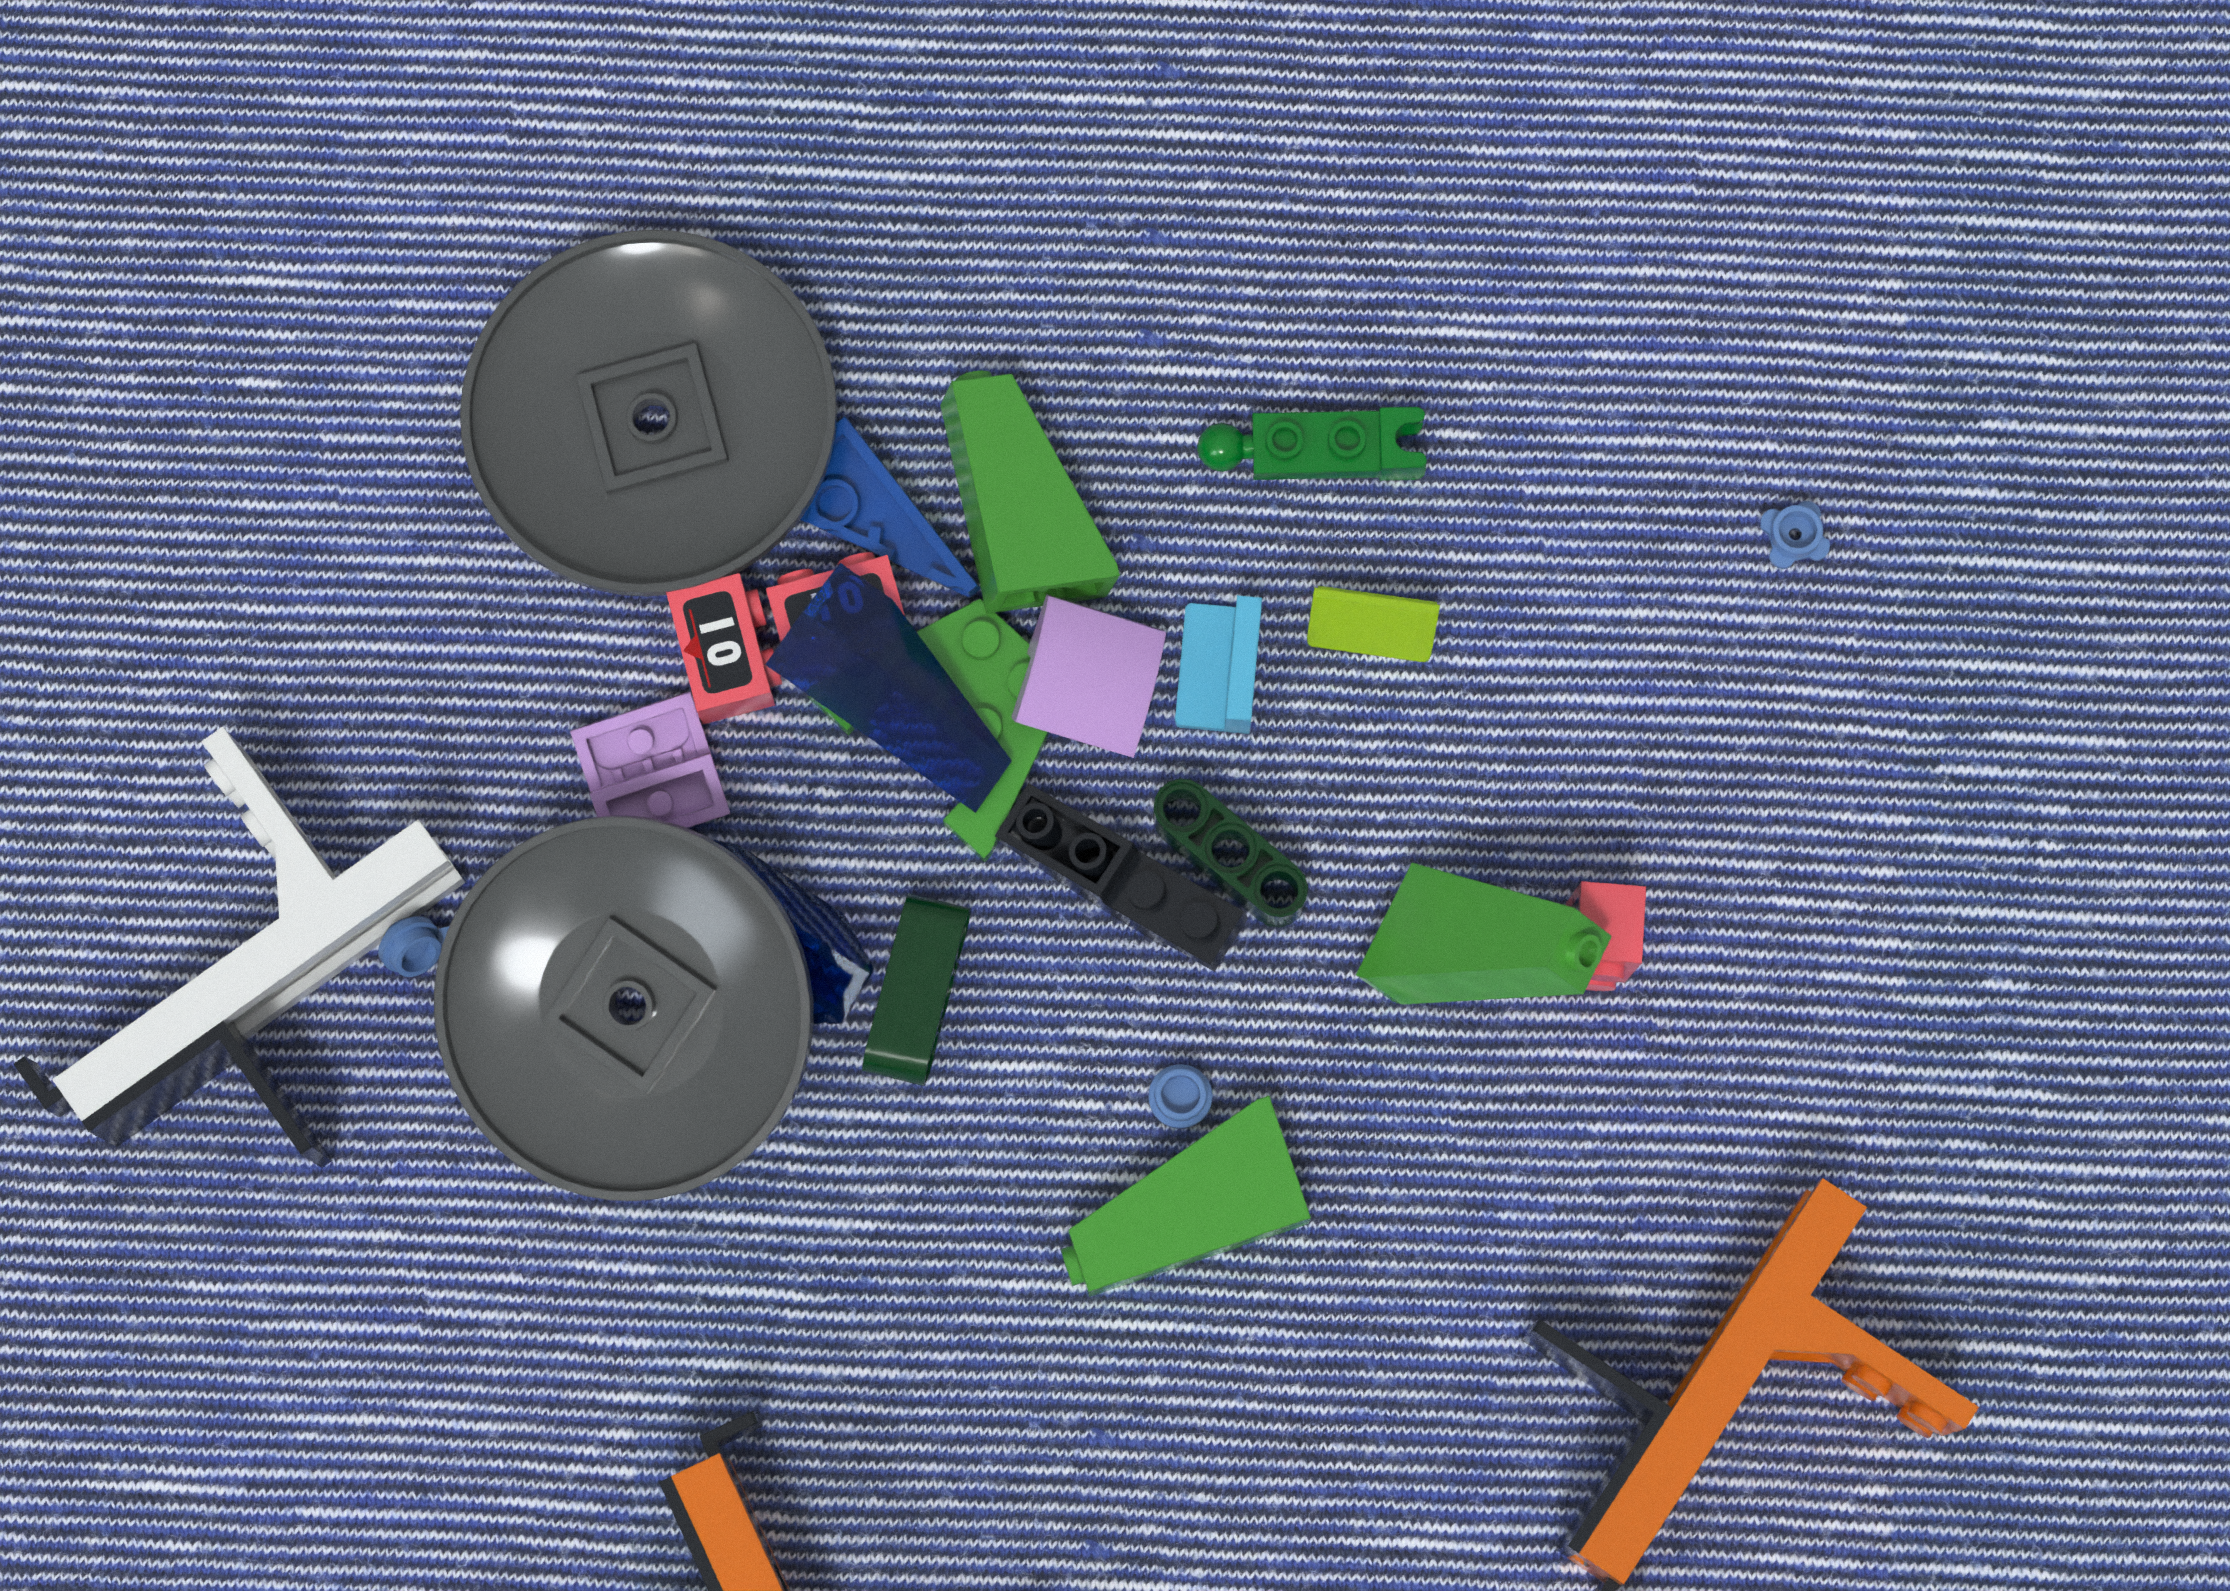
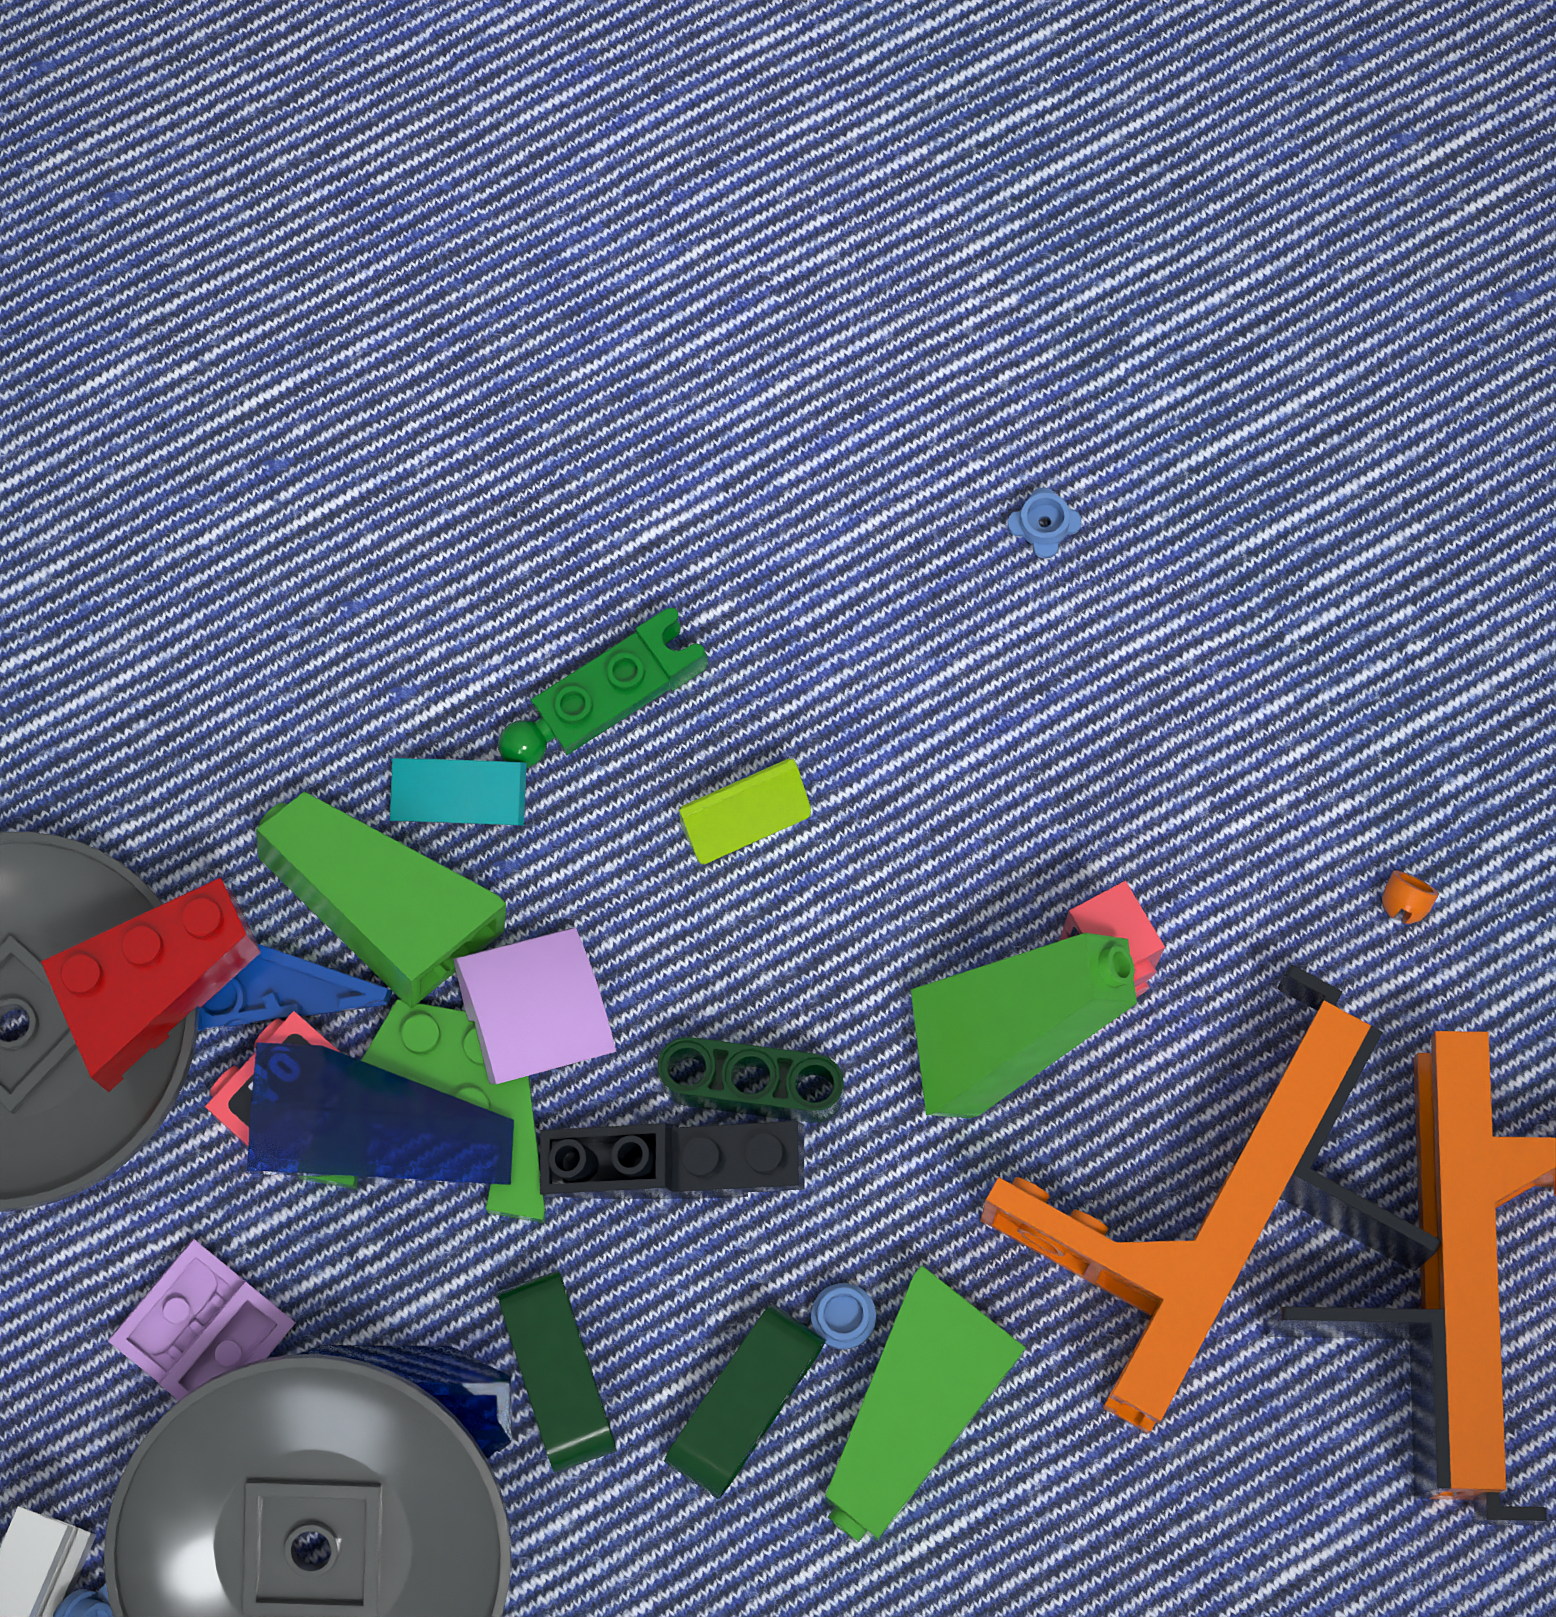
camera: 30 degrees left, 5 degrees down
(722, 648) = (199, 1183): brick -> none
(785, 451) = (148, 975): none -> red wedge
(1054, 1112) = (744, 1401): none -> dark green beam
(1141, 454) = (458, 791): none -> teal slope
(1218, 666) = (639, 928): medium azure panel -> none
(1482, 1251) = (1189, 1280): none -> orange piece
(1892, 1054) = (1409, 894): none -> orange hinge

